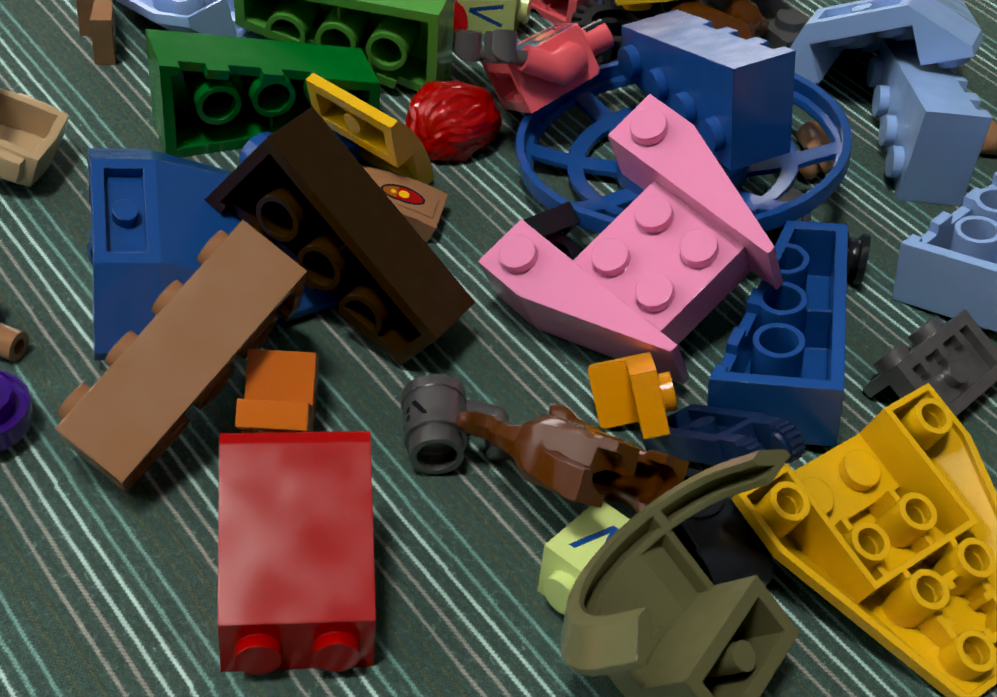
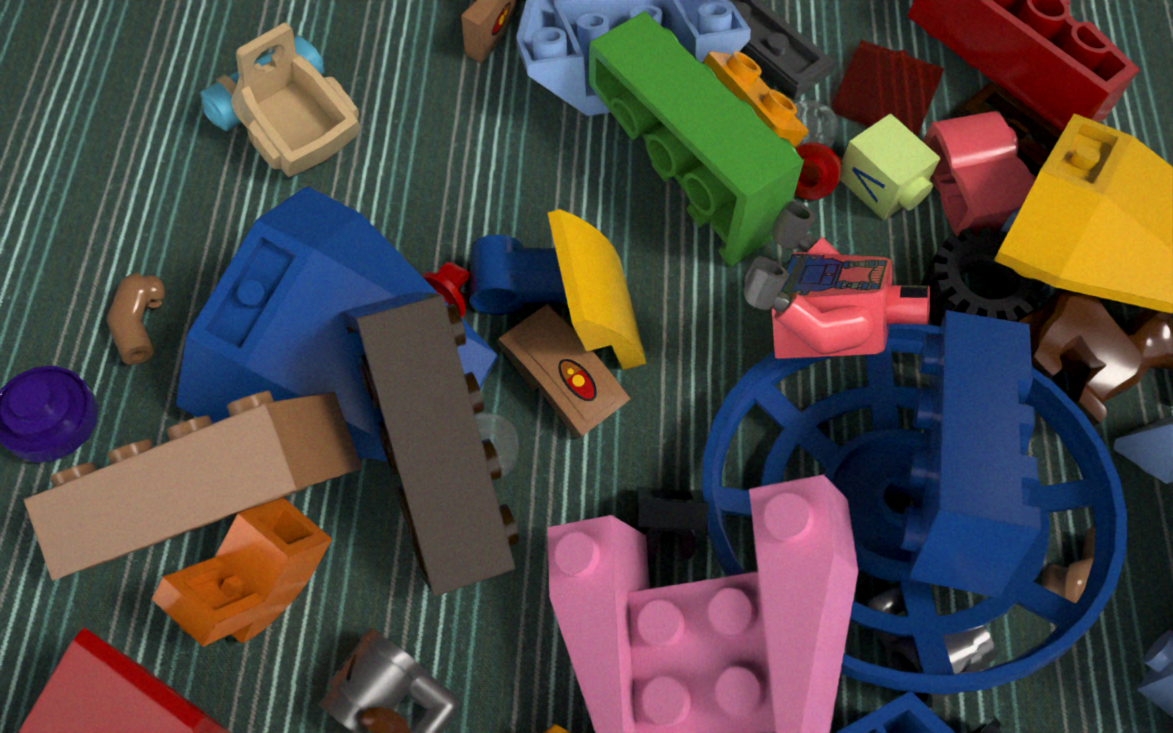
camera: 40 degrees right, 20 degrees up
(227, 89) = (521, 165): green wedge -> none
(453, 119) = (707, 308): red hair -> none

